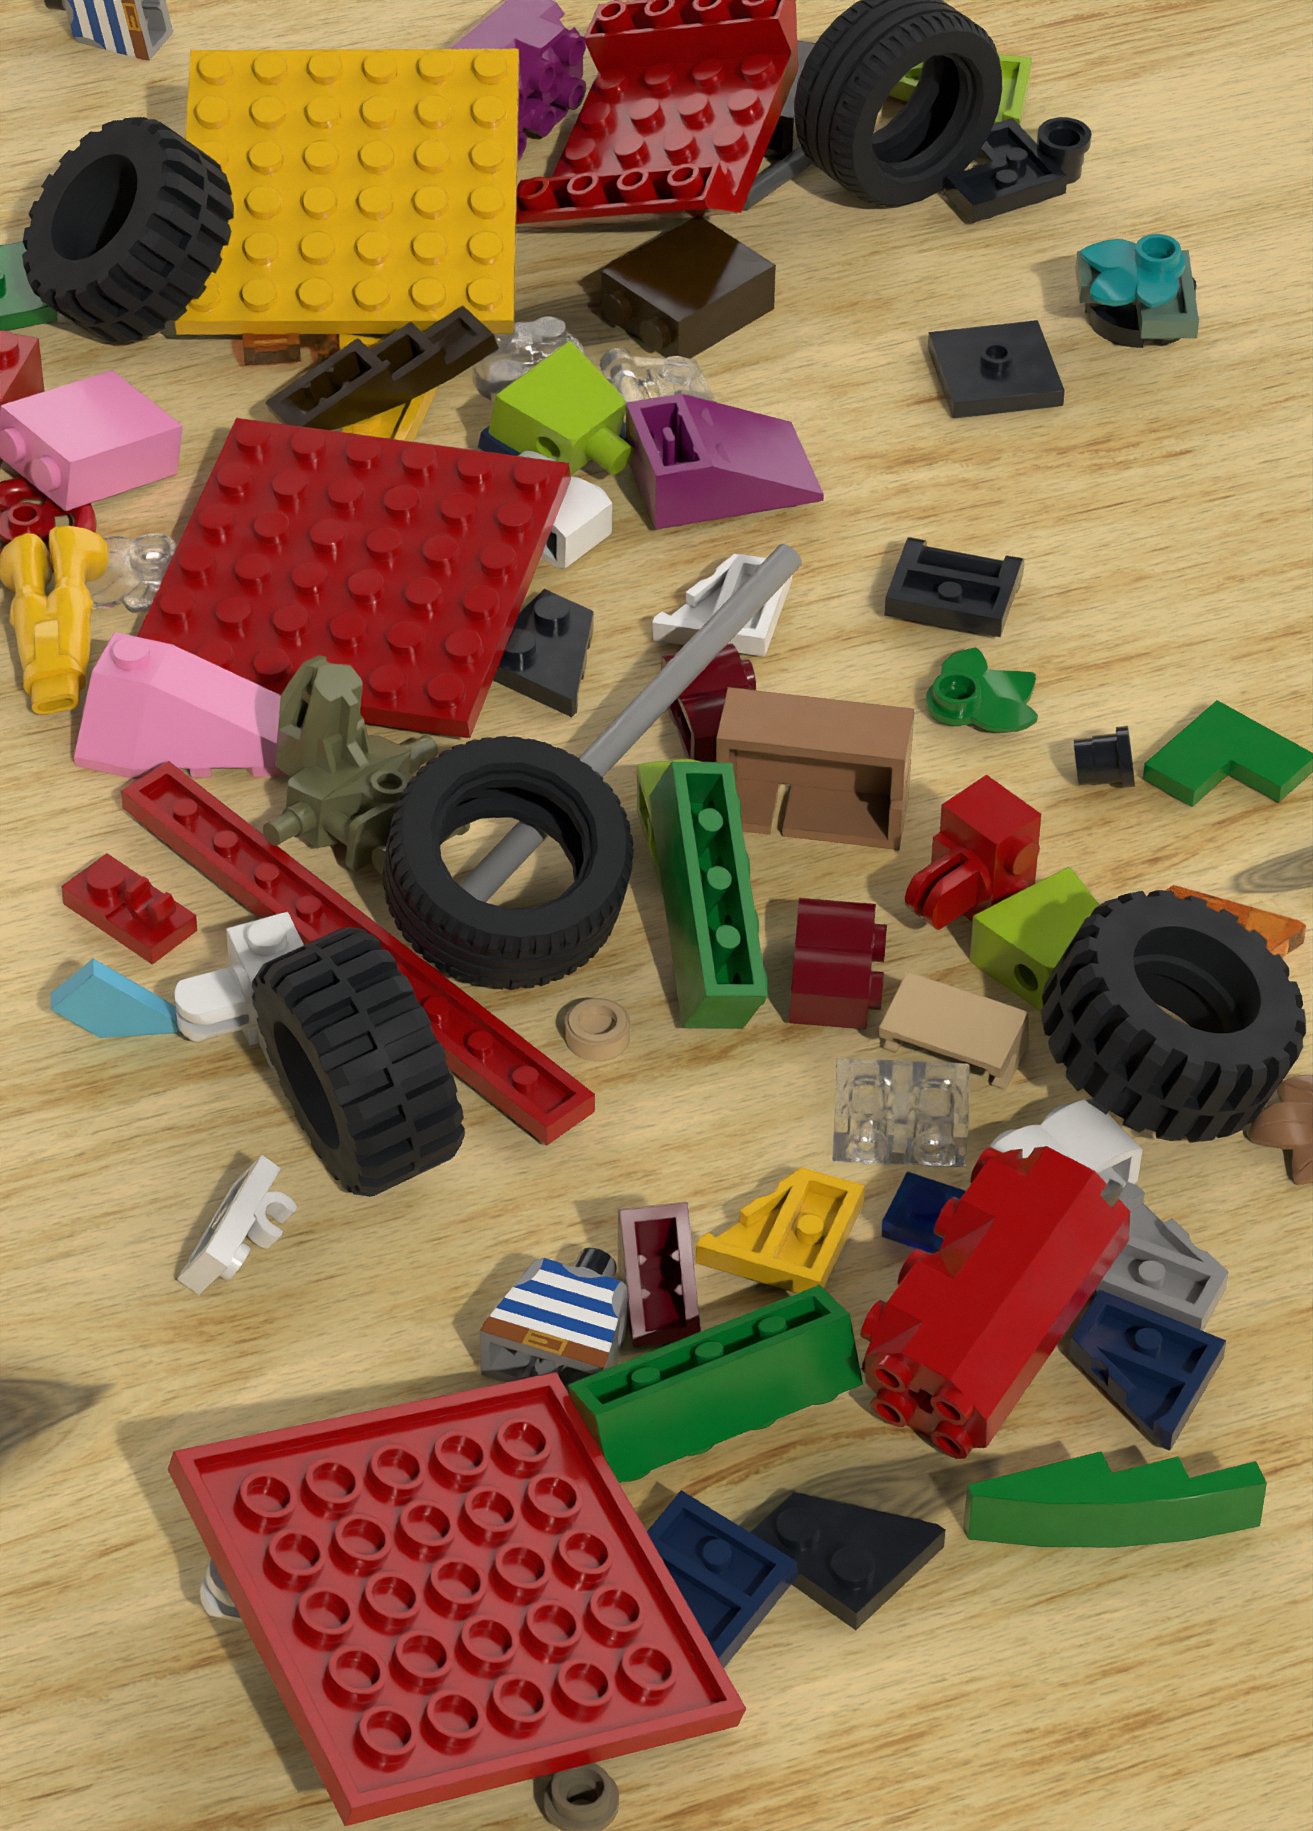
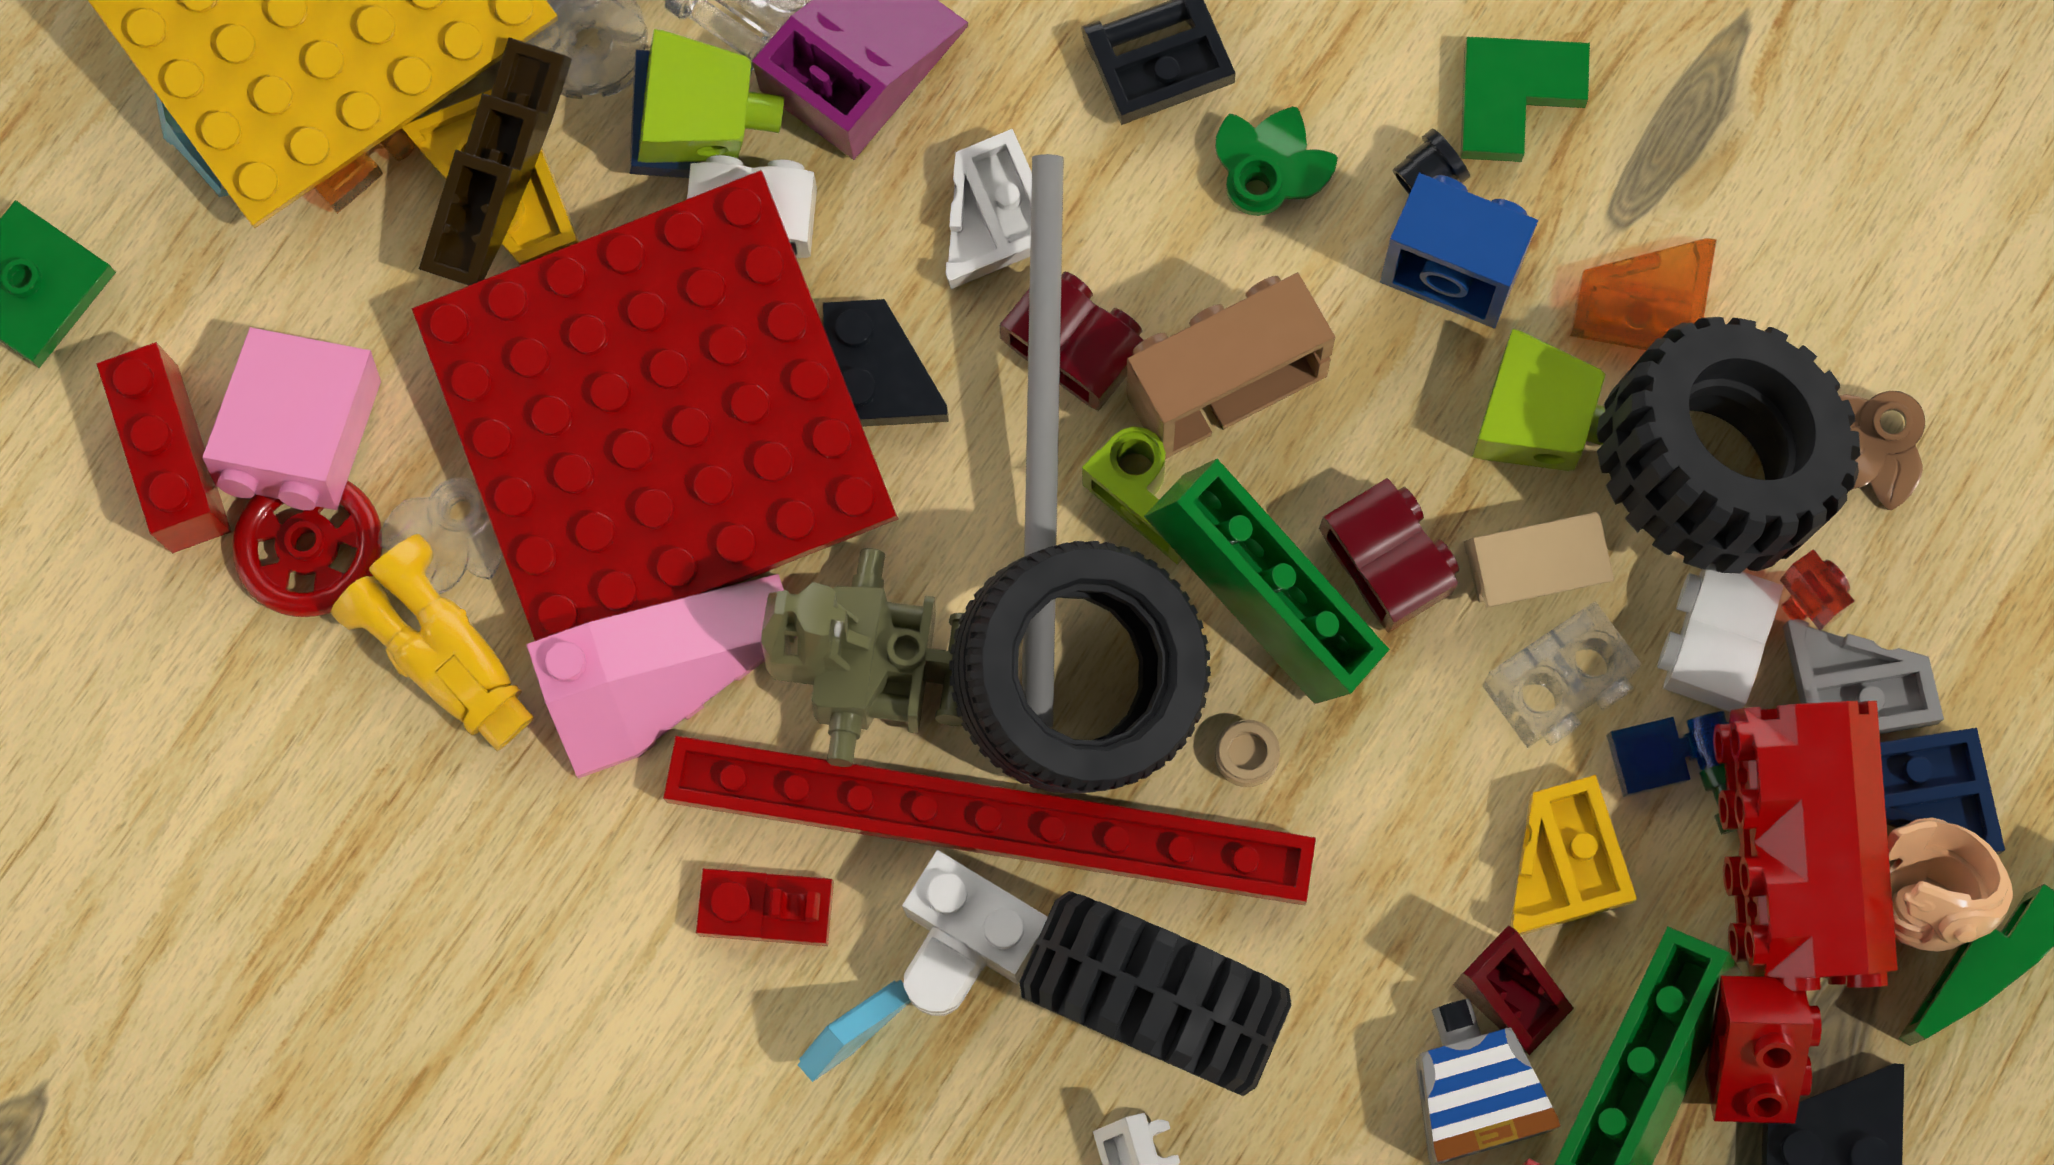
camera: 30 degrees left, 30 degrees up
(128, 229) = (81, 182): black tyre -> none
(819, 1415) = (1760, 1050): none -> red brick
(979, 856) = (1441, 371): red brick -> none
(1081, 790) = (1458, 248): none -> blue brick
(1082, 1399) = (1945, 885): none -> light nougat helmet
(1165, 1156) = (1816, 590): none -> clear red plate

